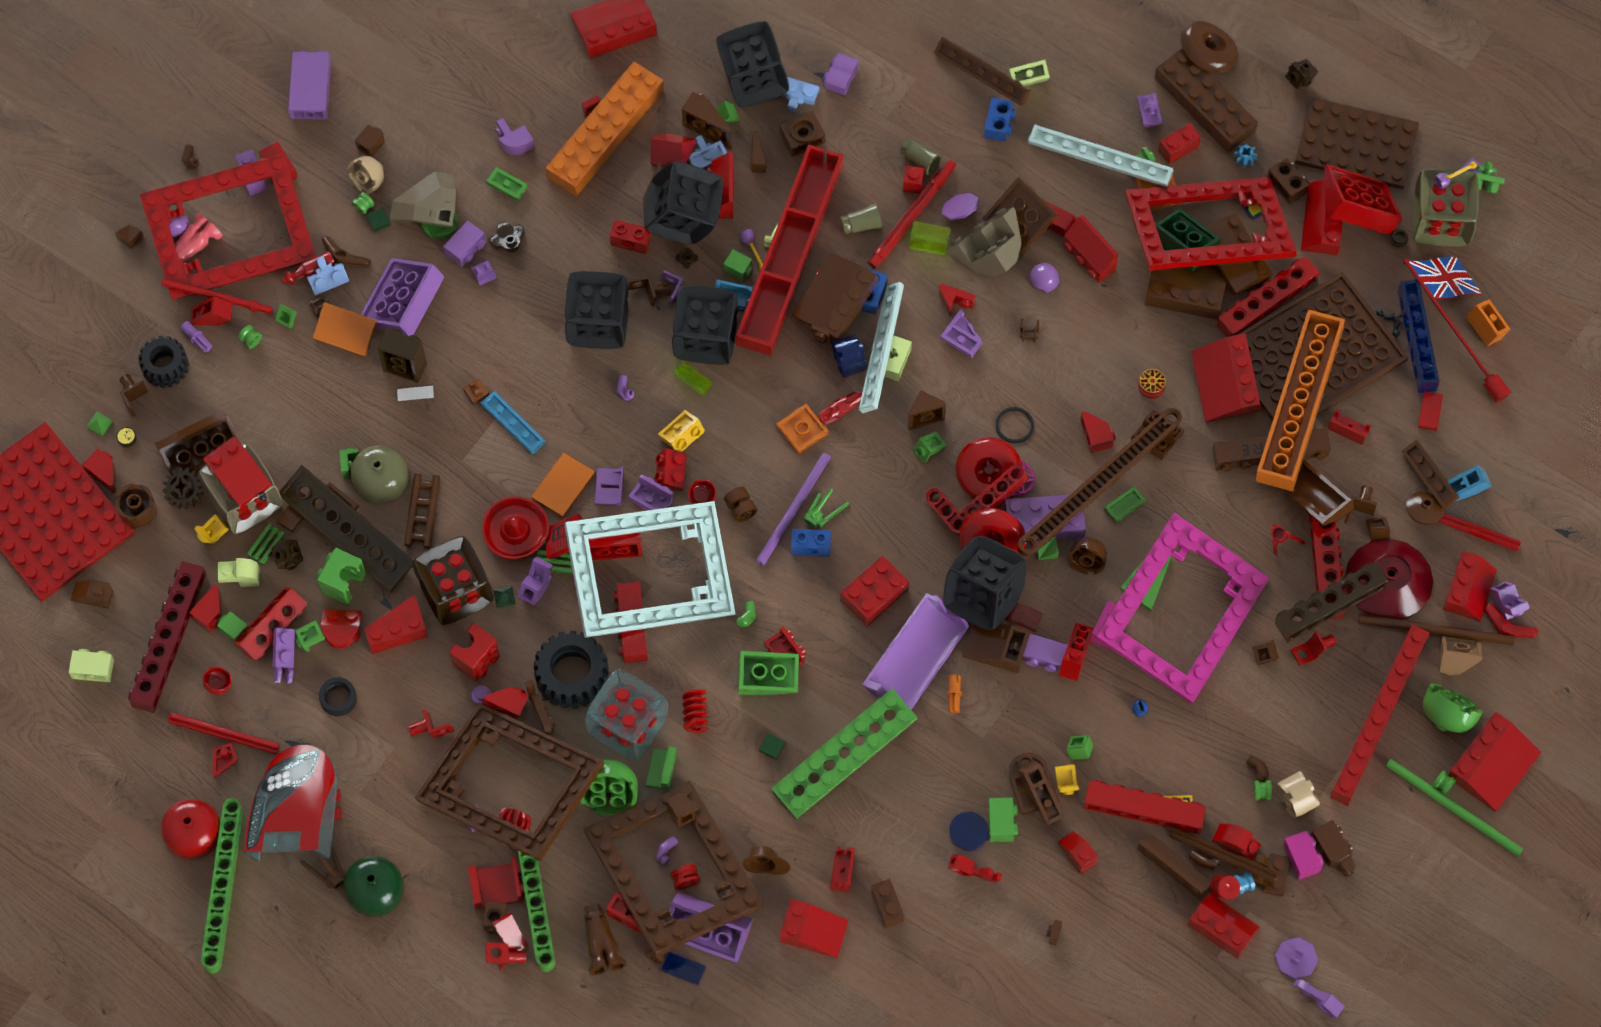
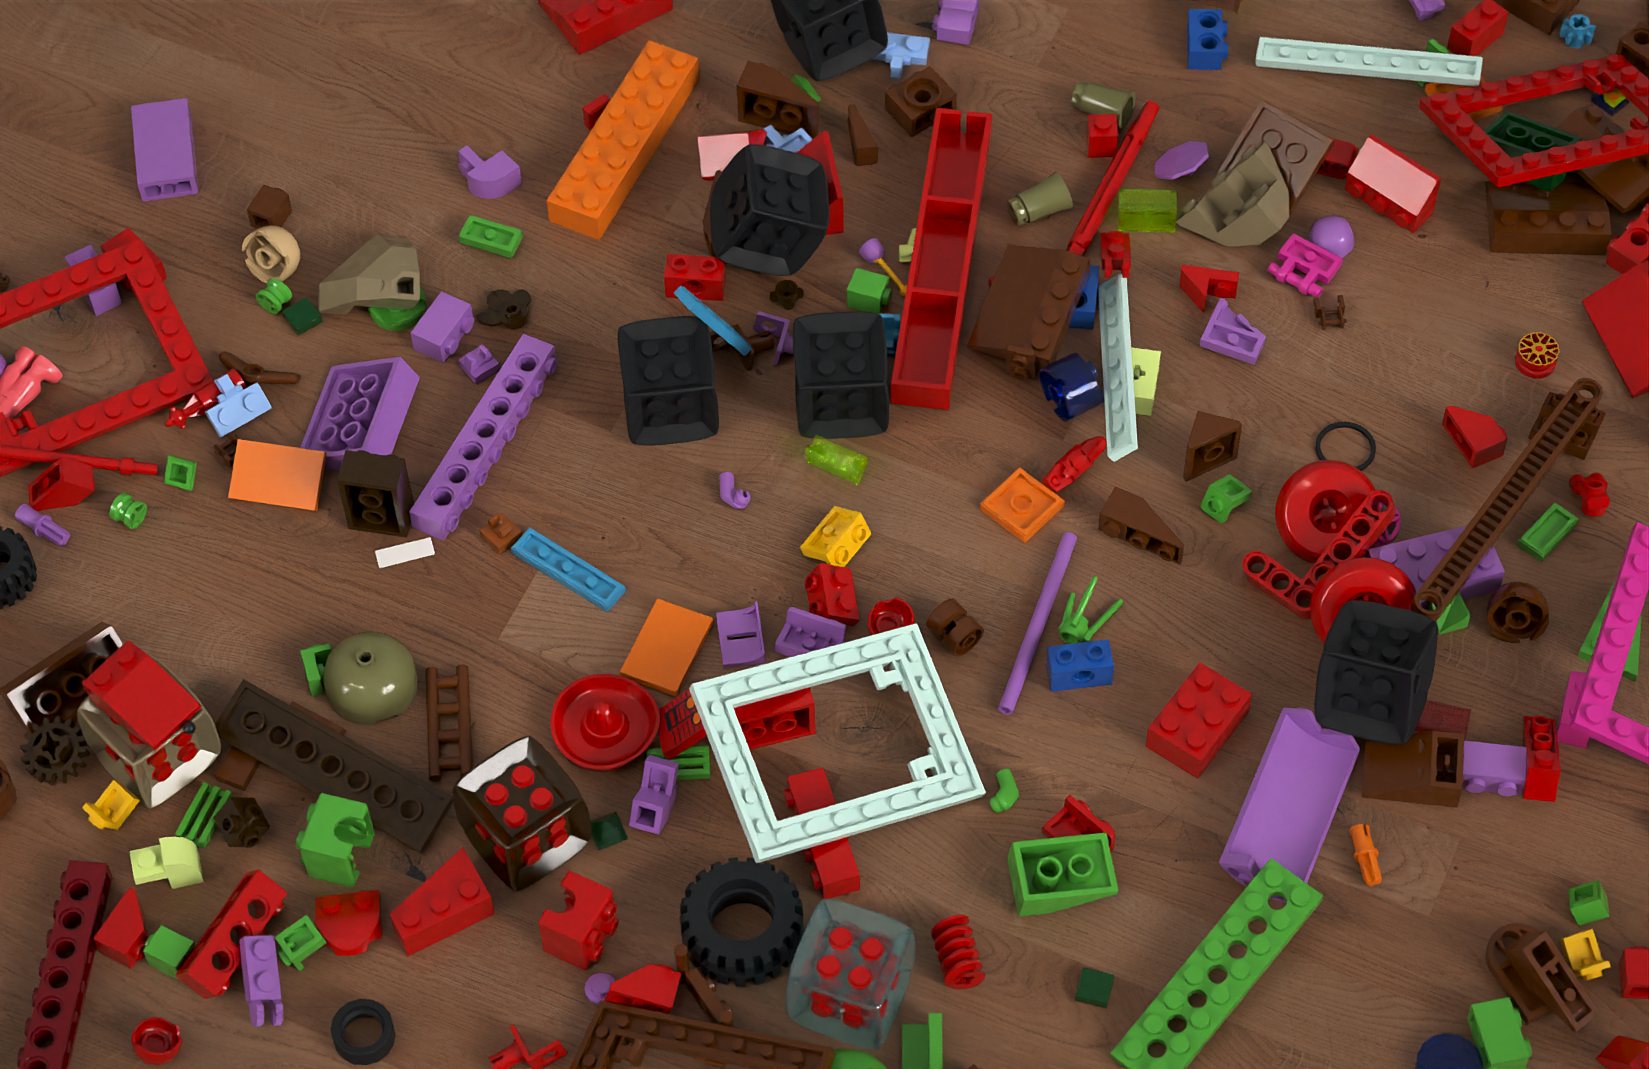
camera: 10 degrees left, 10 degrees down
(513, 273) = (484, 421): none -> medium lavender brick
(630, 277) = (713, 320): none -> dark azure tile
(867, 452) = (1136, 522): none -> reddish brown slope
(901, 266) = (1115, 253): none -> red hinge
(1025, 291) = (1309, 259): none -> dark pink plate
(1158, 483) = (1593, 493): none -> red plate

